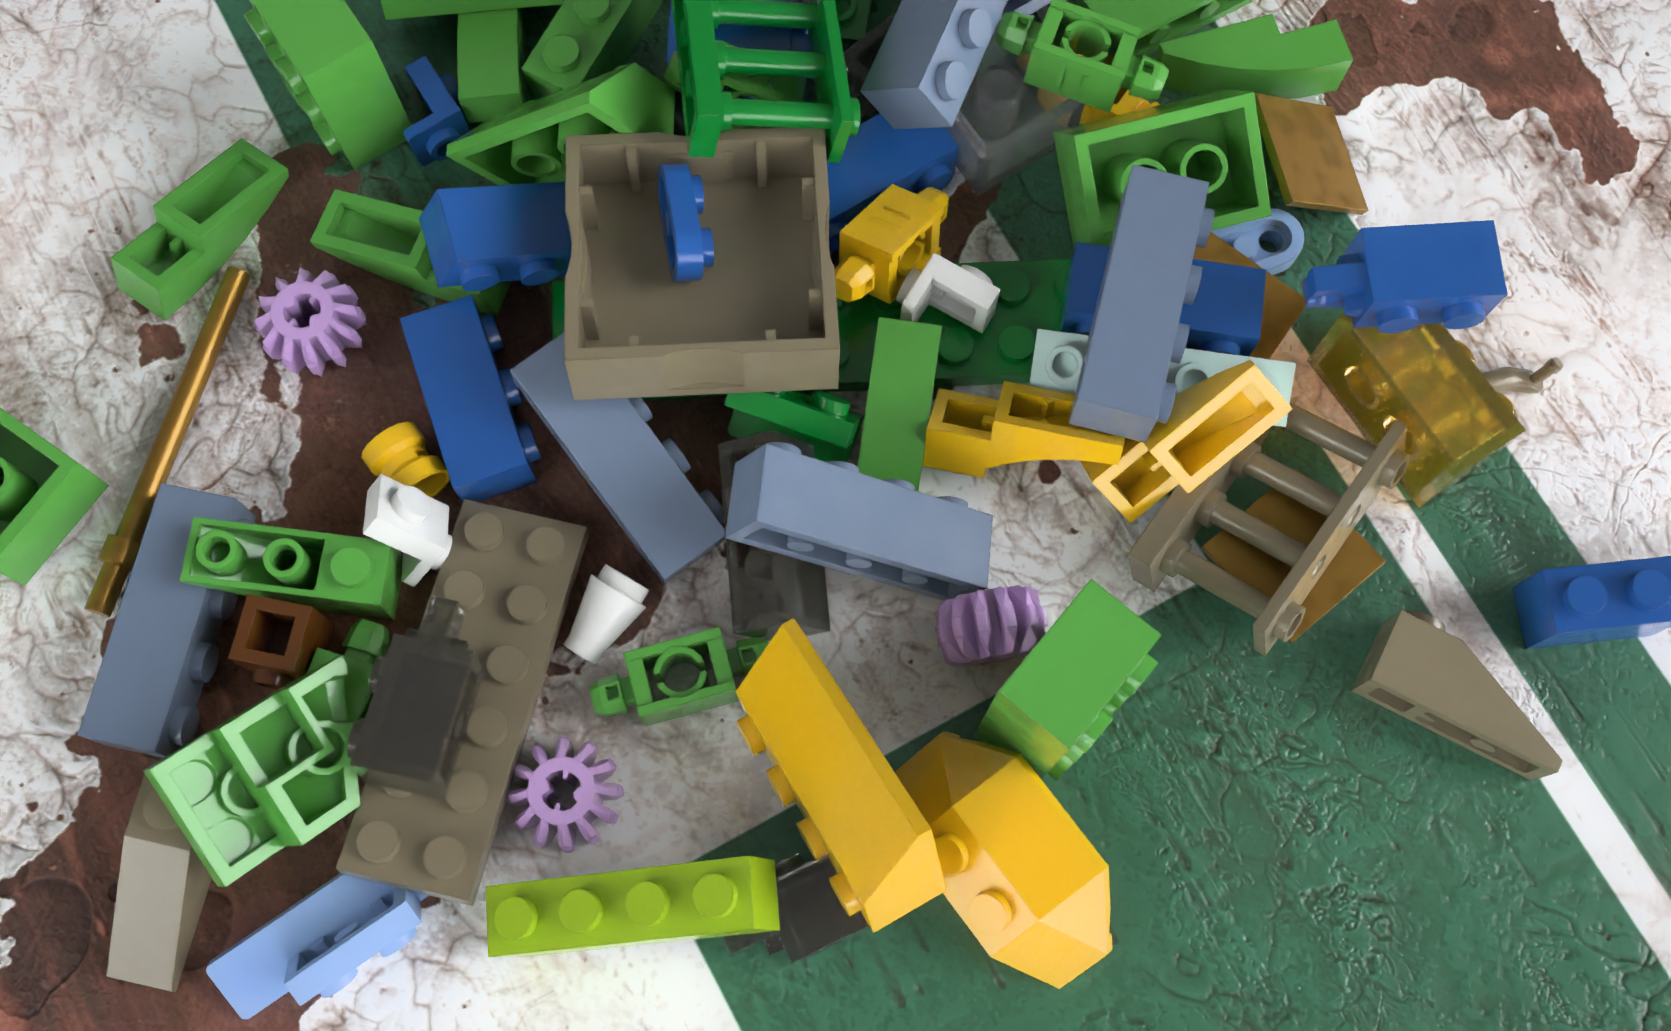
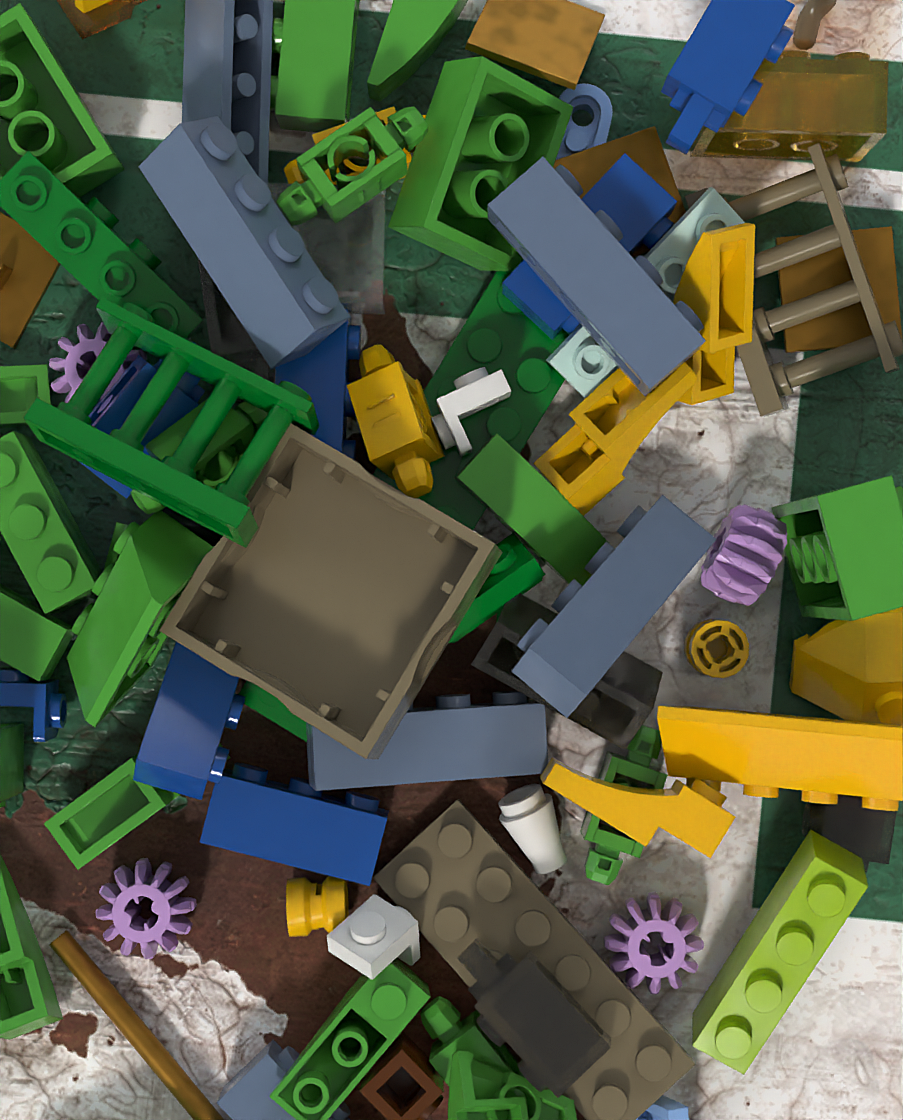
camera: 50 degrees left, 15 degrees up
(679, 203) = (268, 573): blue plate -> none
(709, 716) = (684, 811): none -> yellow slope
(889, 676) = (707, 643): none -> yellow wheel

